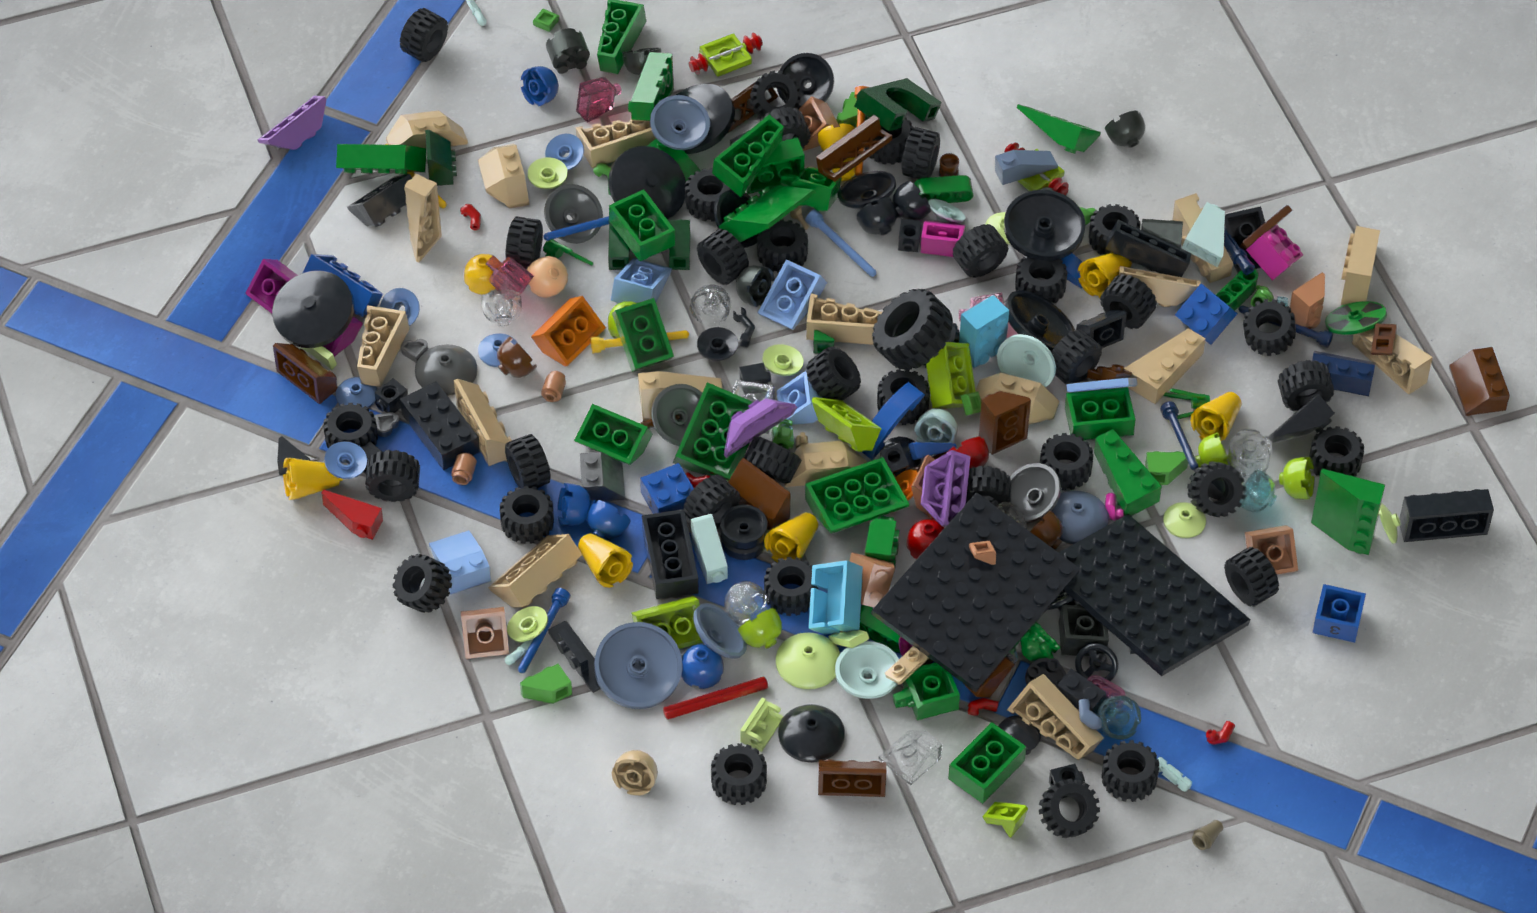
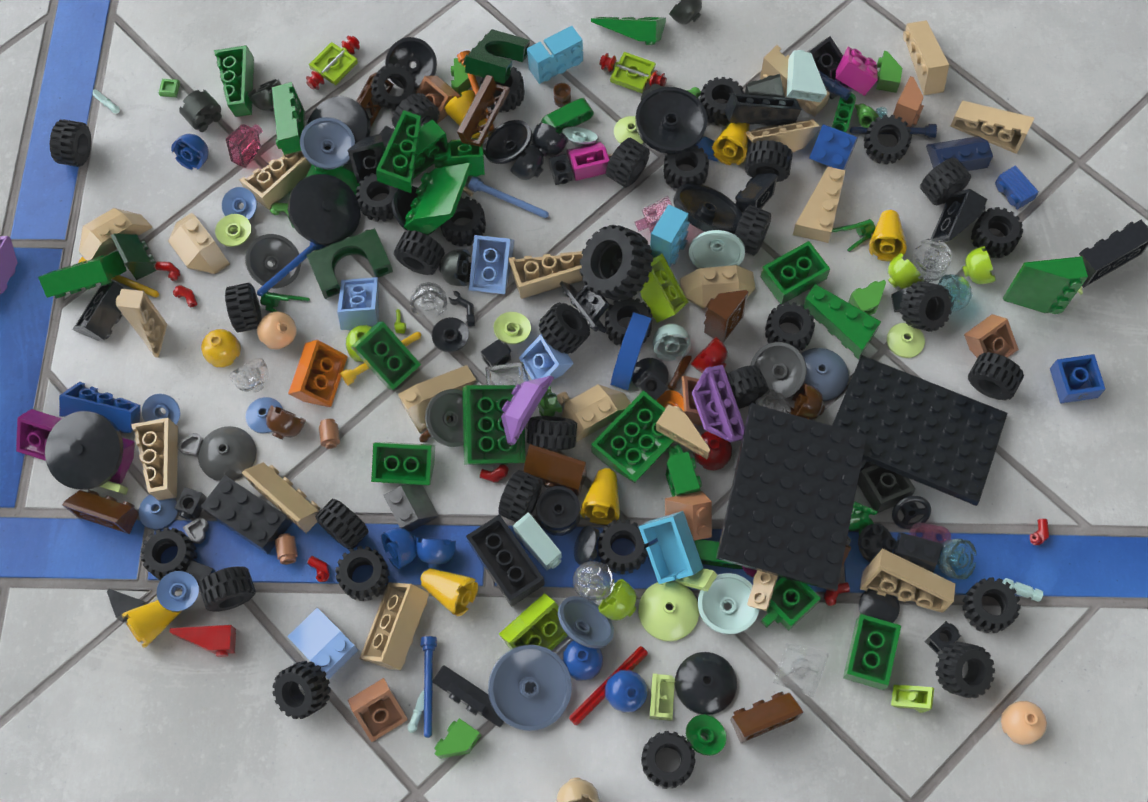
camera: 20 degrees left, 15 degrees up
(470, 190) = (173, 271): none -> red arm
(489, 498) = (321, 568): none -> red arm
(508, 275) = (244, 345): clear pink torso -> none
(527, 623) = (405, 683): yellowish green dish -> none
(642, 225) = (338, 252): green brick -> none
(666, 489) = (475, 498): blue brick -> none
(671, 320) = (399, 327): none -> lime hand
(710, 146) = (366, 156): none -> black slope
(729, 705) = (626, 691): none -> blue cylinder
(753, 570) = (585, 545): none -> black dish
(786, 769) = (711, 730): none -> green dish
(821, 342) = (537, 298): green slope -> none
(846, 423) = (597, 369): lime slope -> none
(869, 363) = (589, 304): none -> black bracket
(897, 497) = (678, 427): none -> tan slope
(920, 153) = (537, 93): black tyre -> none
(922, 449) = (675, 365): blue slope -> none
(970, 126) = (566, 52): none -> medium azure piece
(971, 403) = (687, 305): bright green tile -> none
(983, 551) = (786, 459): nougat slope -> none
(1022, 164) = (622, 70): sand blue slope -> none
(1088, 717) = (936, 573): sand blue arm -> none
(1104, 384) = (786, 247): light blue tile -> none
(1106, 881) = (1024, 722): none -> light nougat cylinder
(1107, 373) = (789, 233): reddish brown slope -> none
(1110, 505) = (844, 354): dark pink arm -> none
(1170, 412) = (846, 246): dark blue piece -> none
(1206, 835) = (1081, 640): dark tan cone -> none
(1273, 221) = (843, 53): reddish brown tile -> none
(1309, 266) = (889, 73): none -> bright green slope
(1355, 317) = (948, 104): green piece -> none
(1384, 339) = (987, 117): reddish brown slope -> none
(1384, 422) = (1016, 187): none -> blue brick
(1480, 382) = (1068, 122): reddish brown slope -> none

